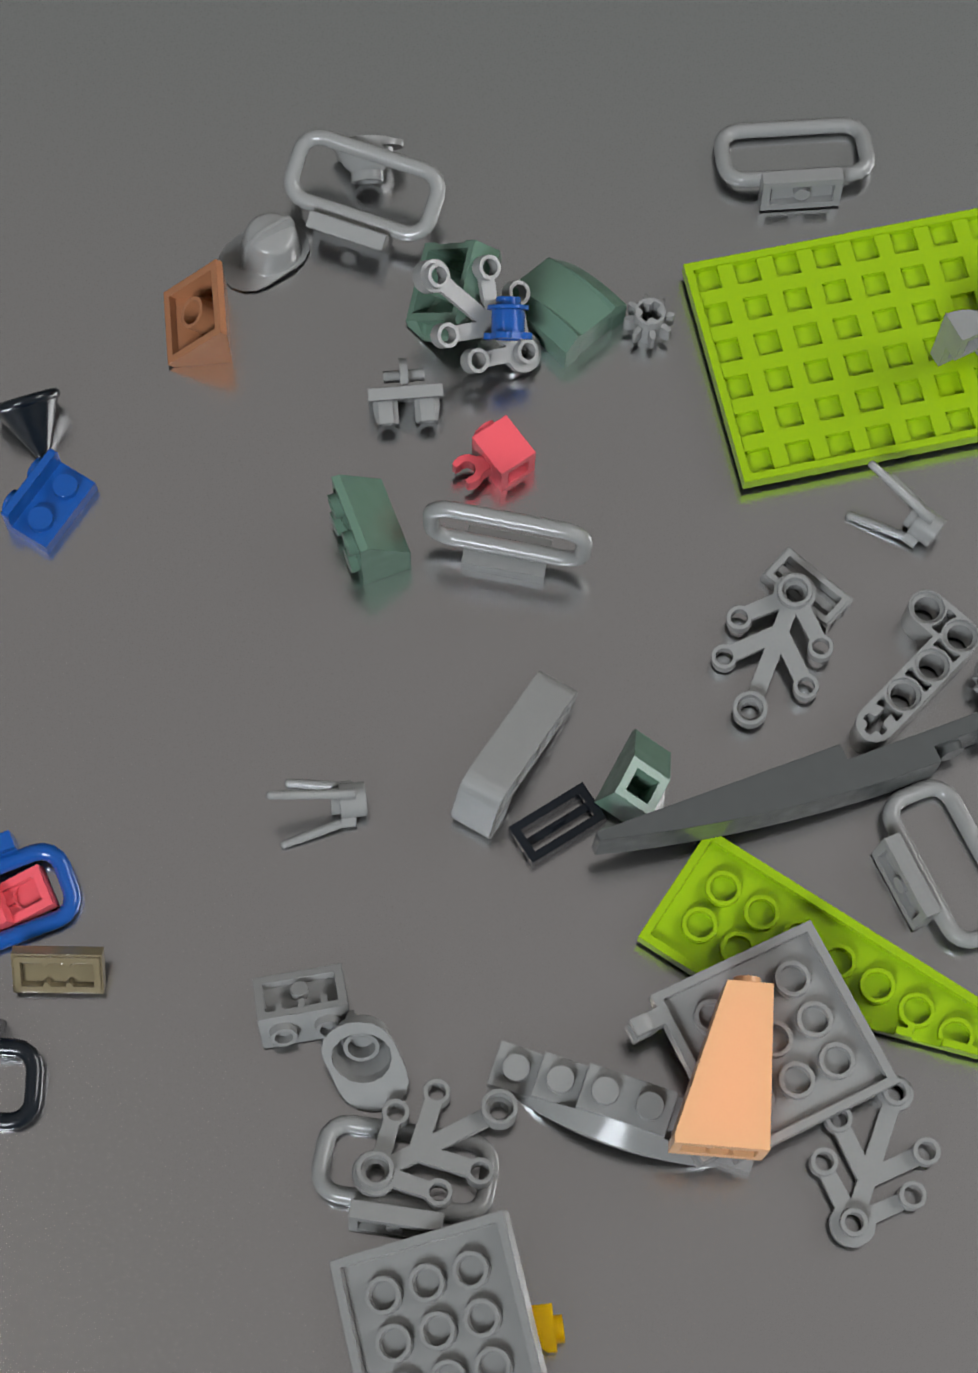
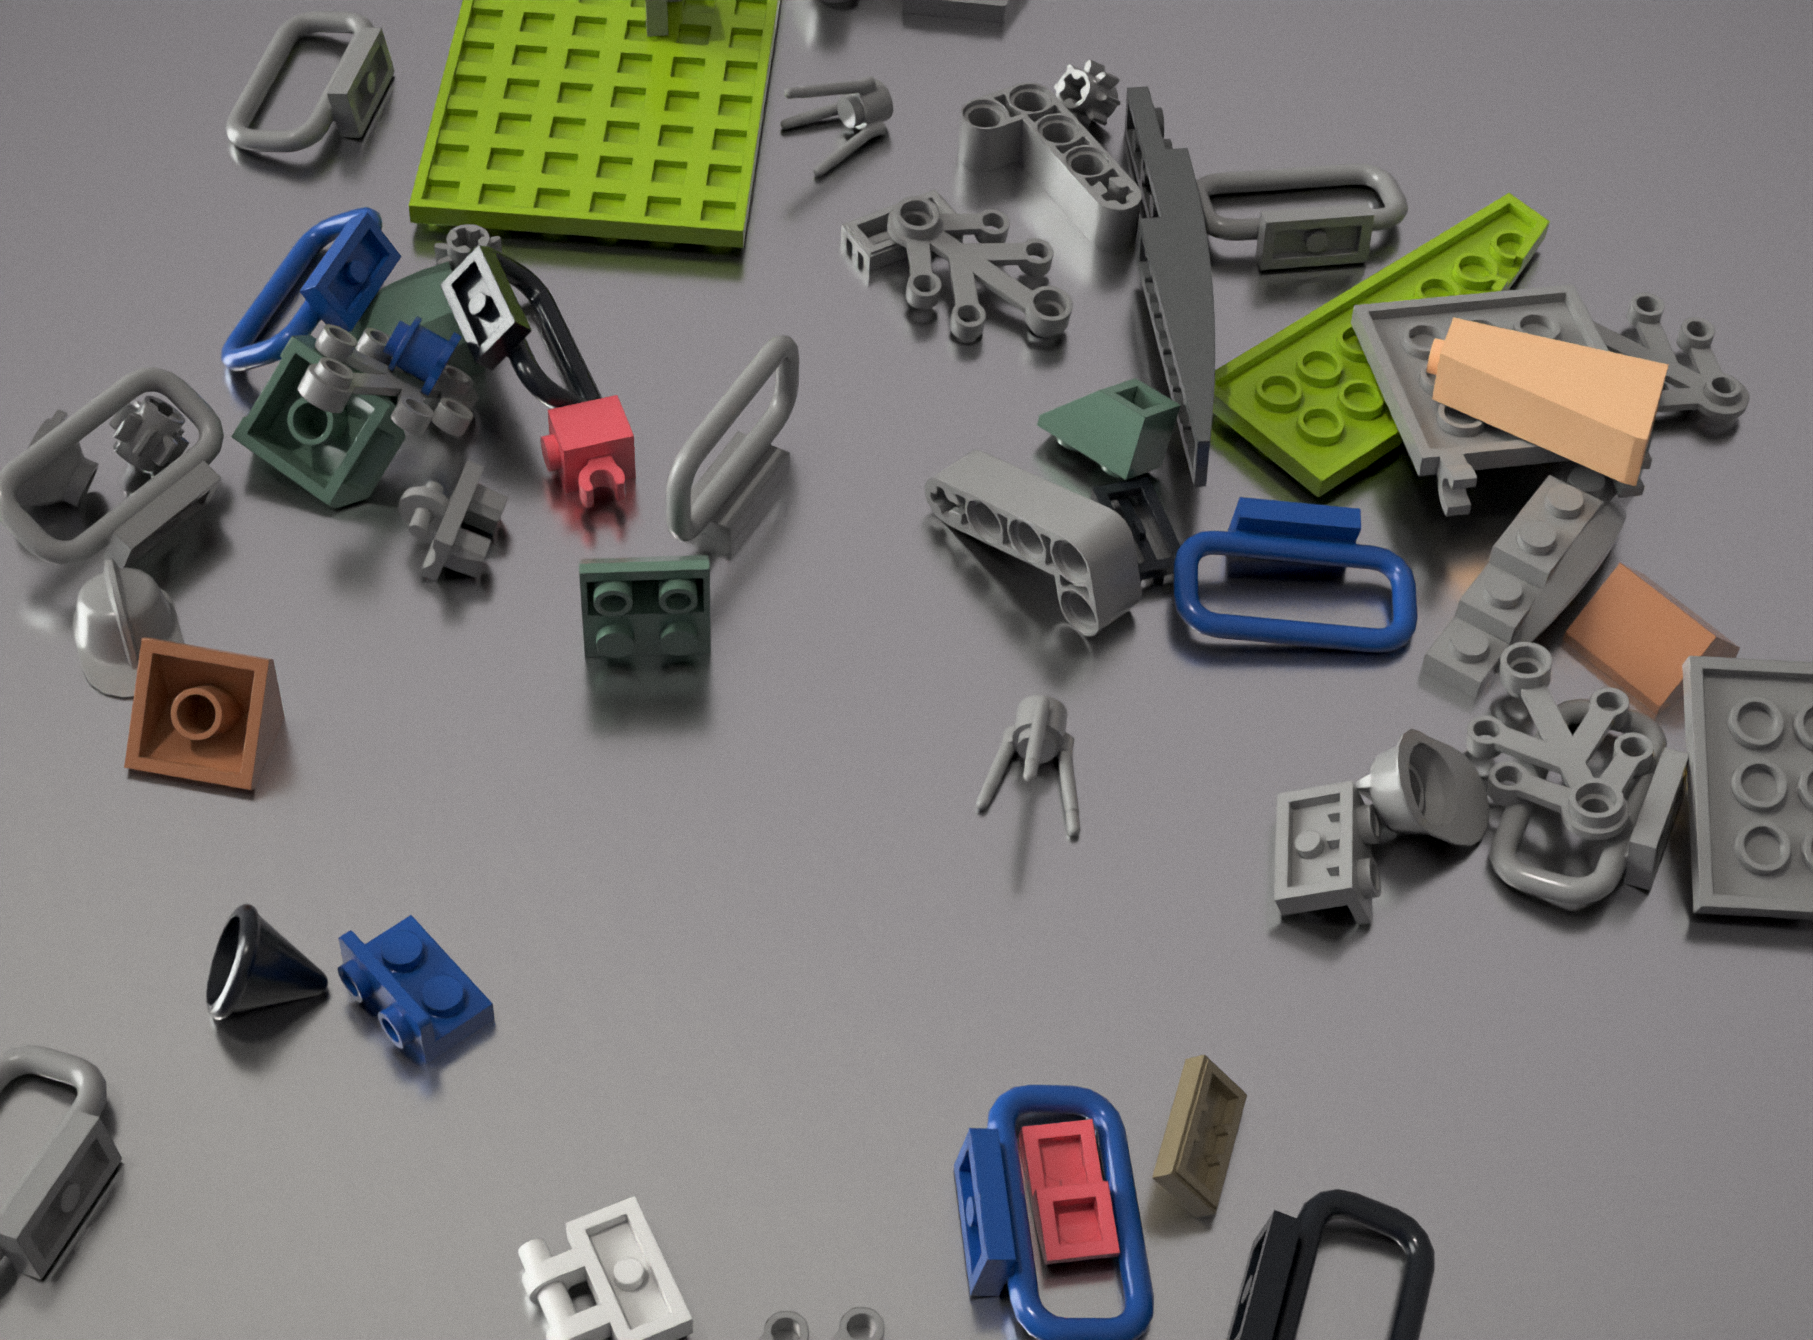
camera: 75 degrees left, 20 degrees down
(409, 197) = (149, 433): none -> light grey gear
(559, 351) = (497, 326): none -> black bar
(572, 929) = (1297, 535): none -> blue bar
(576, 251) = (334, 292): none -> blue bar
(578, 1202) = (1643, 637): none -> nougat slope

